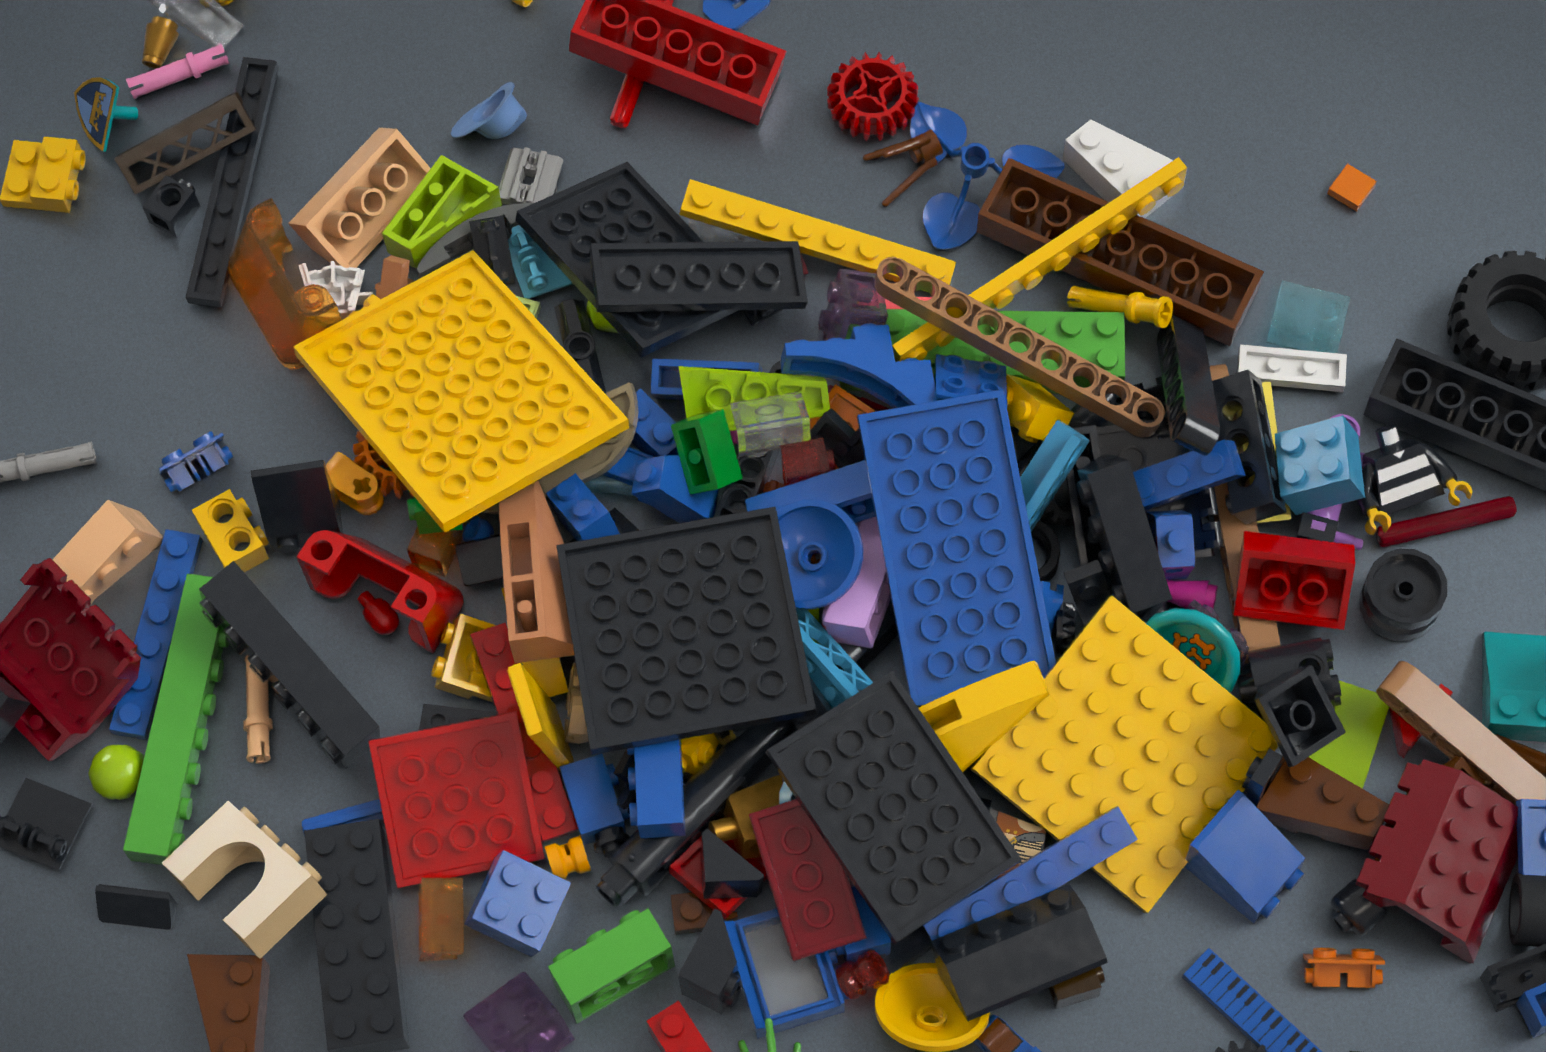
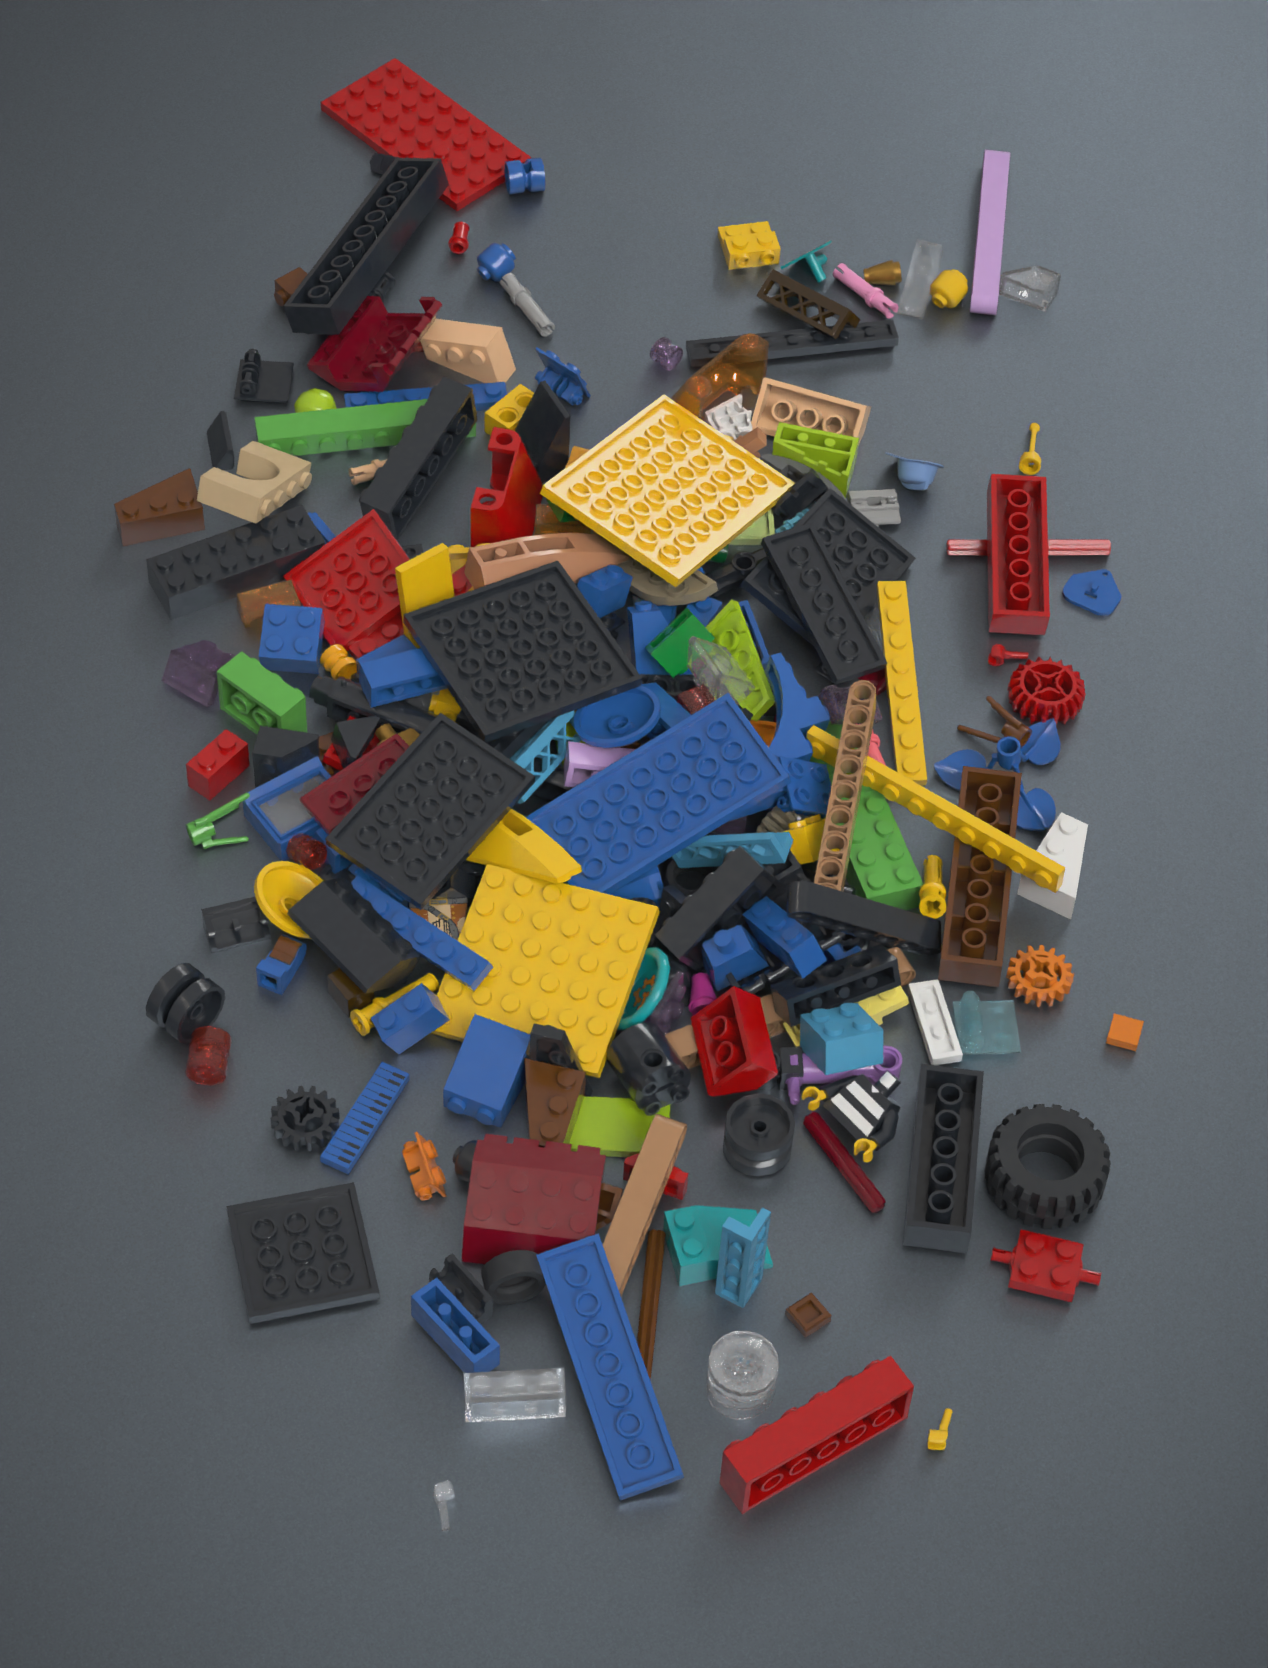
camera: 65 degrees right, 15 degrees down
(171, 218) = (755, 314): black brick -> none
(195, 326) = (666, 353): none -> clear purple wheel
(797, 127) = (999, 653): none -> red hand
(1118, 967) = (362, 1018): none -> yellow pin
(1148, 922) = (410, 1018): none -> blue brick
(1263, 238) = (1039, 975): none -> orange gear
(1298, 714) = (599, 1044): black slope -> none

